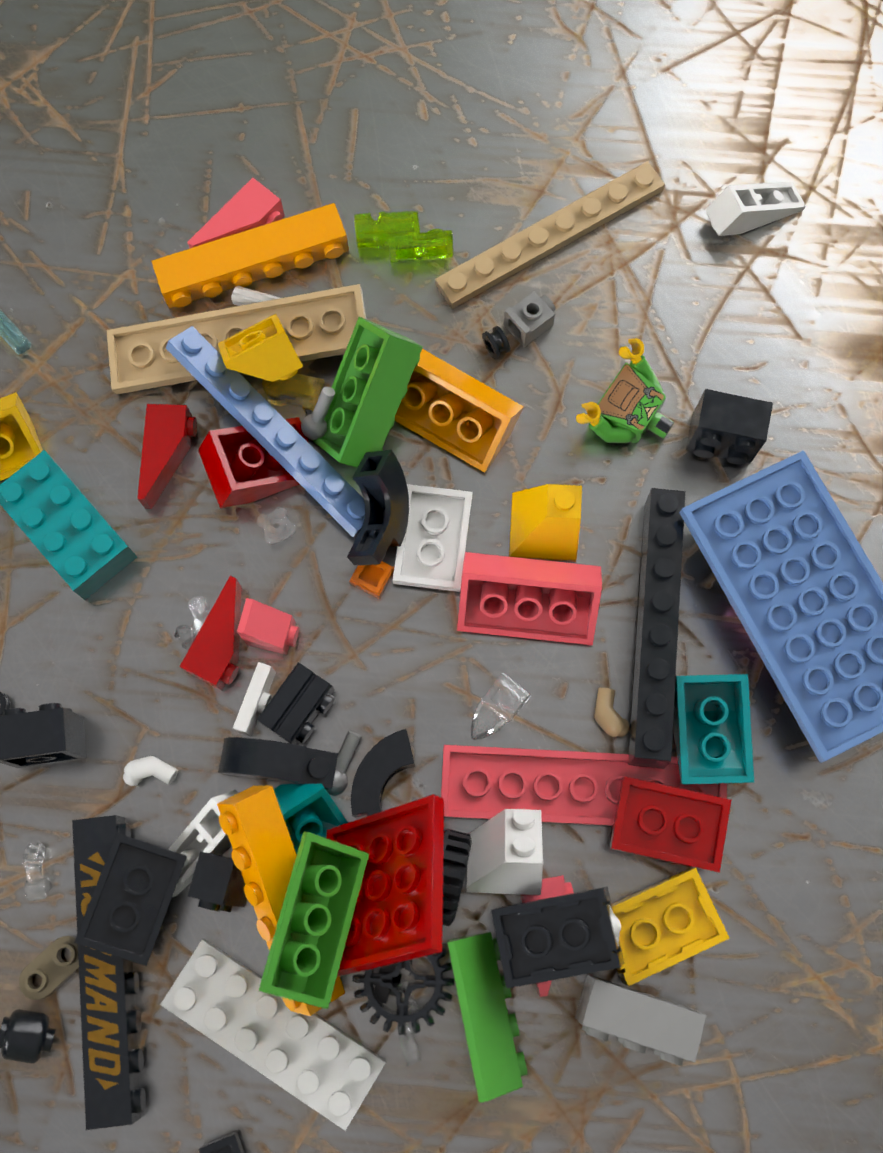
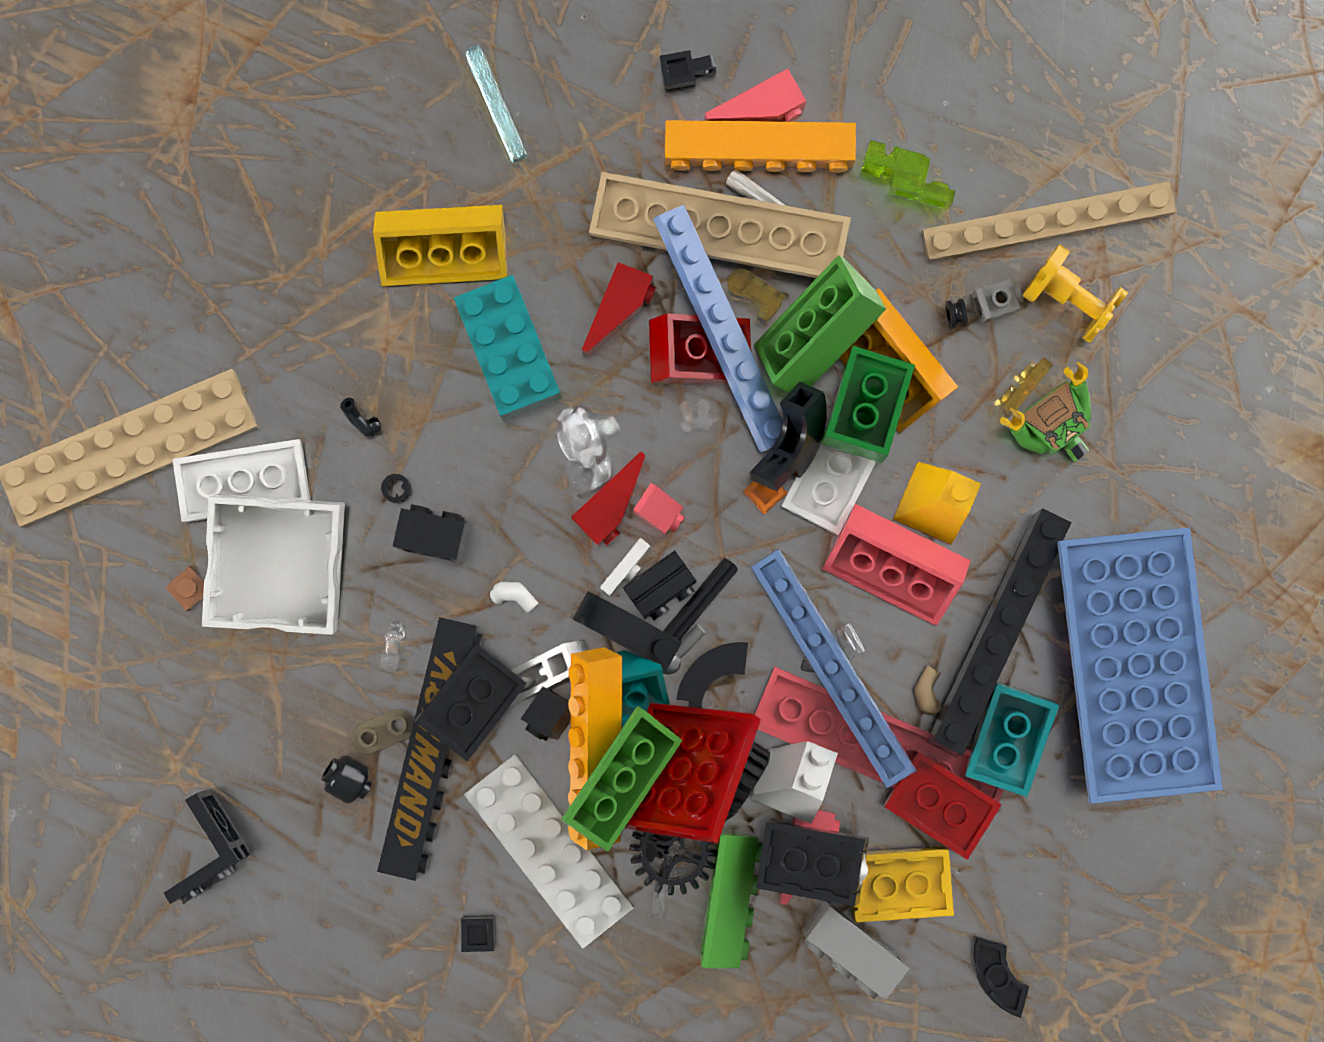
camera: 15 degrees right, 10 degrees up
(154, 216) = (680, 68): none -> black plate
(169, 580) = (585, 436): none -> clear tile
(261, 351) = (738, 252): yellow slope -> none
(314, 425) = (761, 333): light grey bar -> none
(345, 703) = (701, 599): none -> black axle
(441, 449) = (868, 404): none -> green slope
(507, 725) = (833, 669): none -> medium blue plate
(586, 278) = (1064, 286): none -> yellow piece
(590, 373) = (1032, 375): none -> clear yellow plate
(729, 427) = (1135, 476): black brick -> none
(752, 206) = (1251, 266): white slope -> none
(799, 990) = (995, 976): none -> black tile

